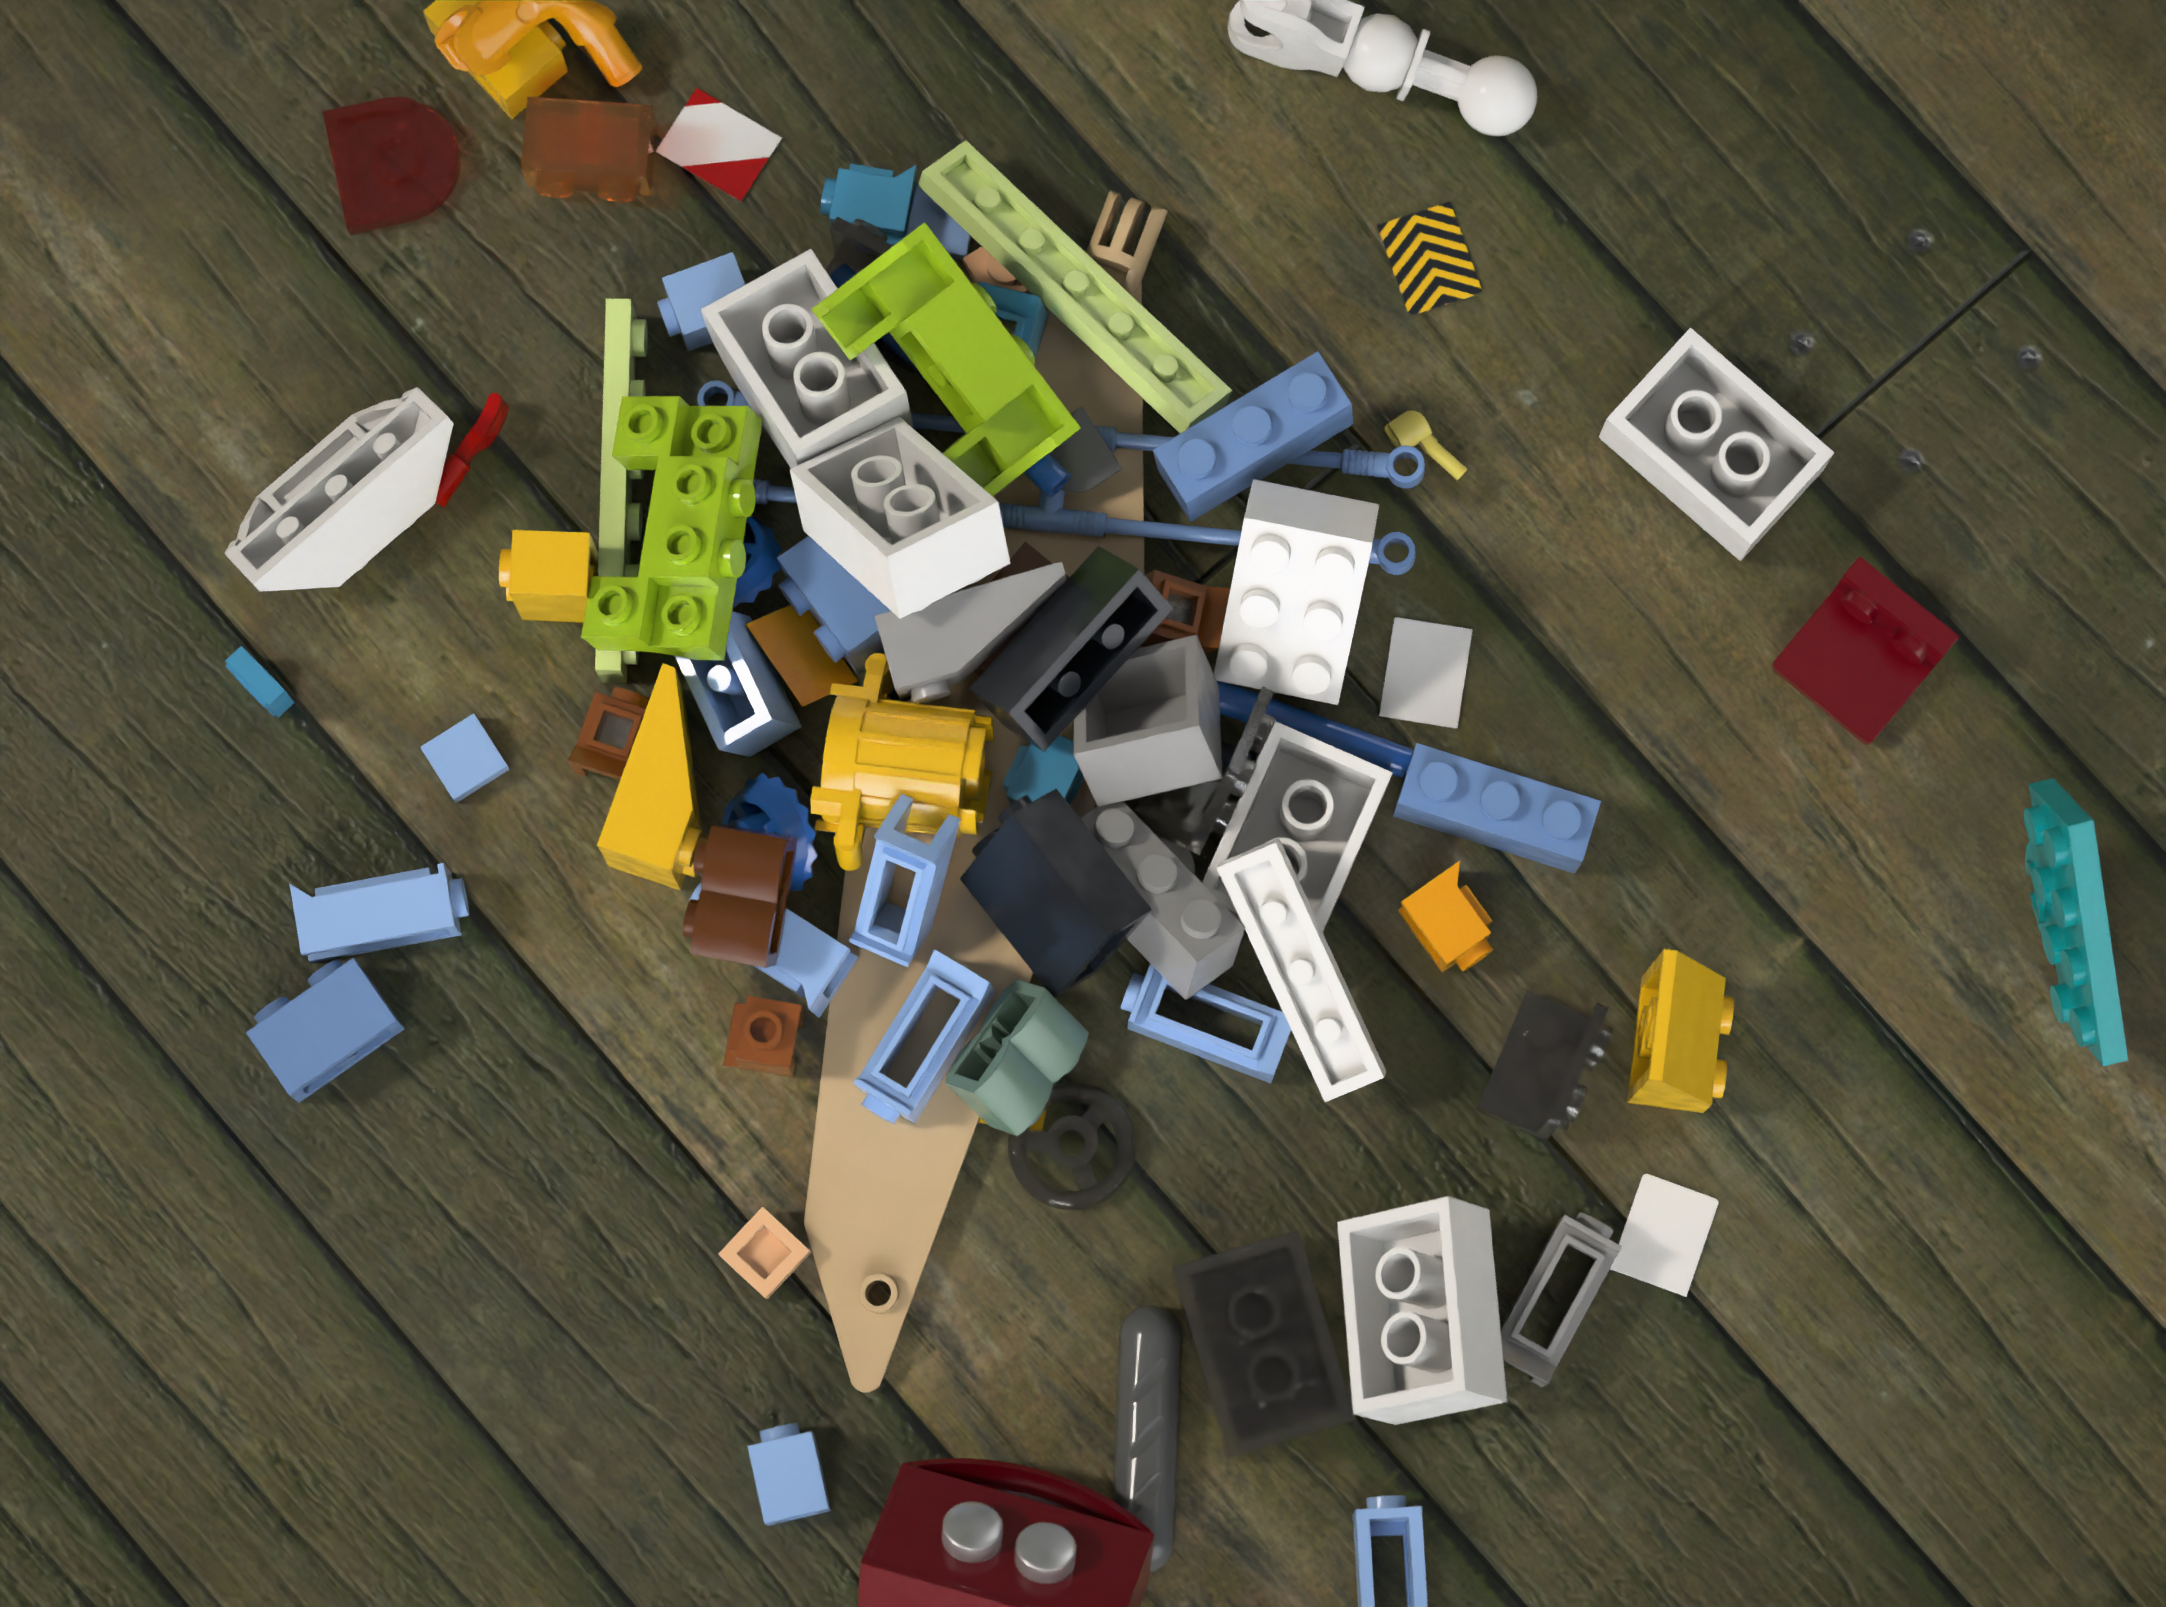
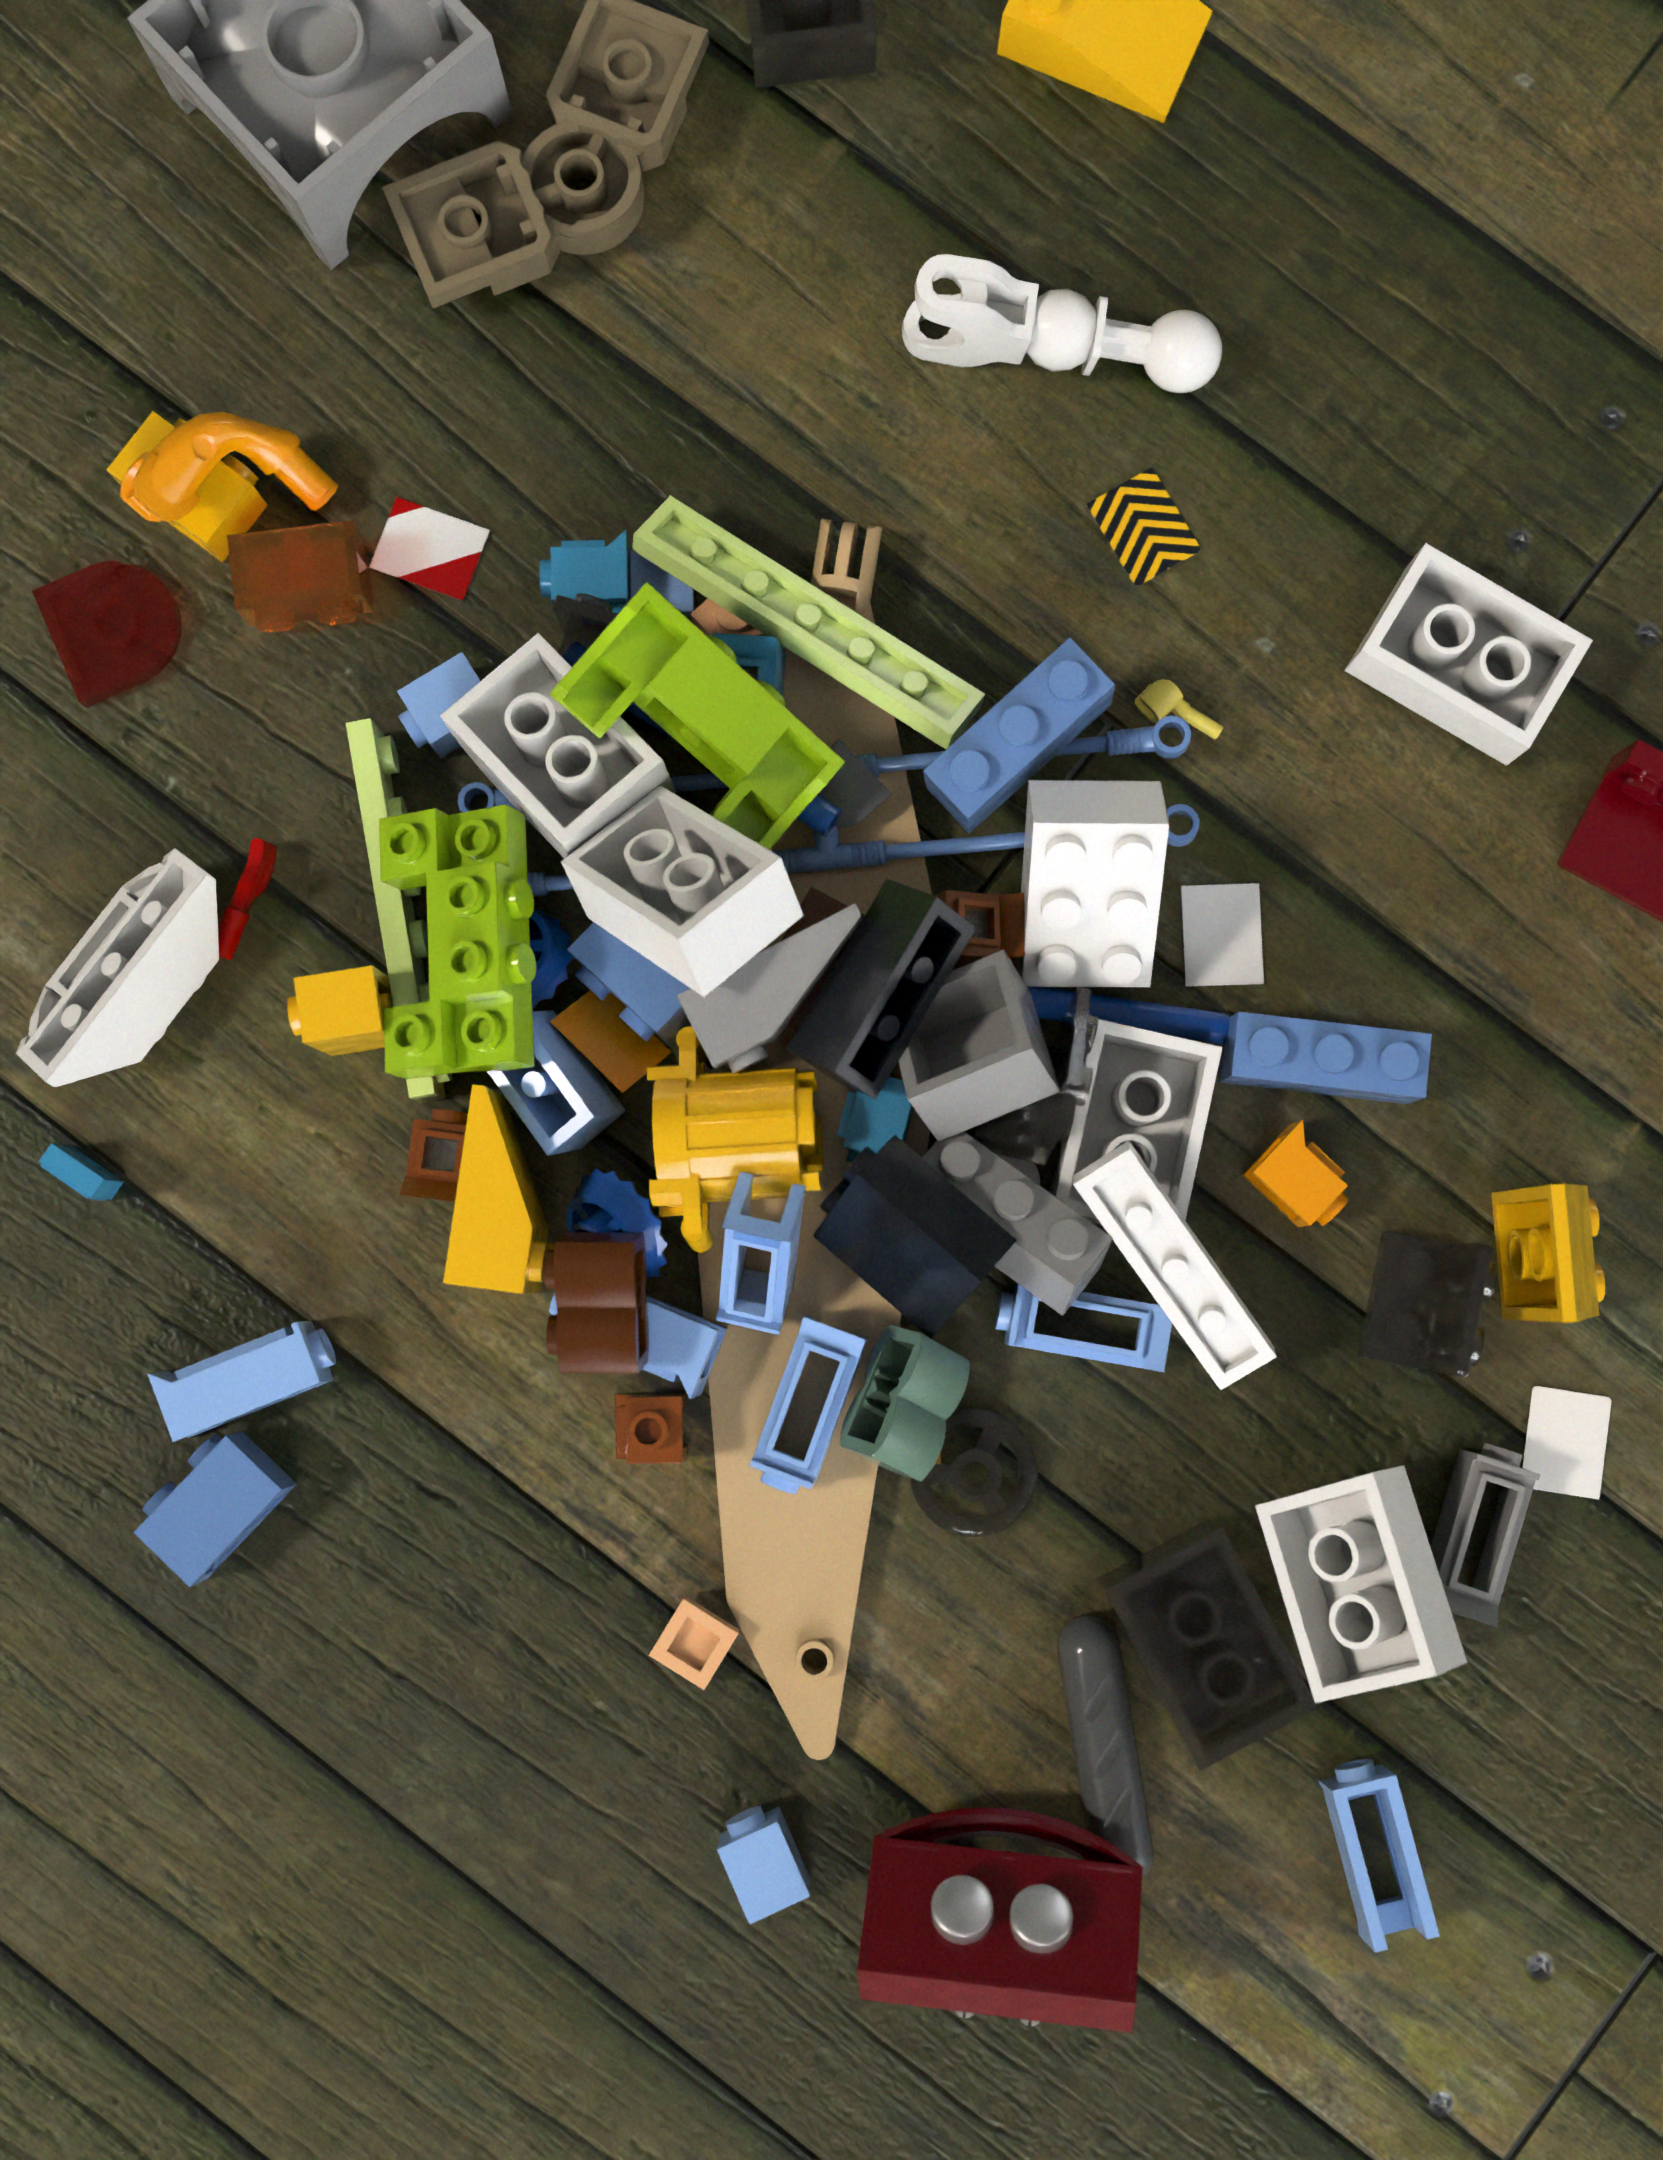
camera: 10 degrees left, 5 degrees up
(464, 758) = (301, 1205): light blue tile -> none

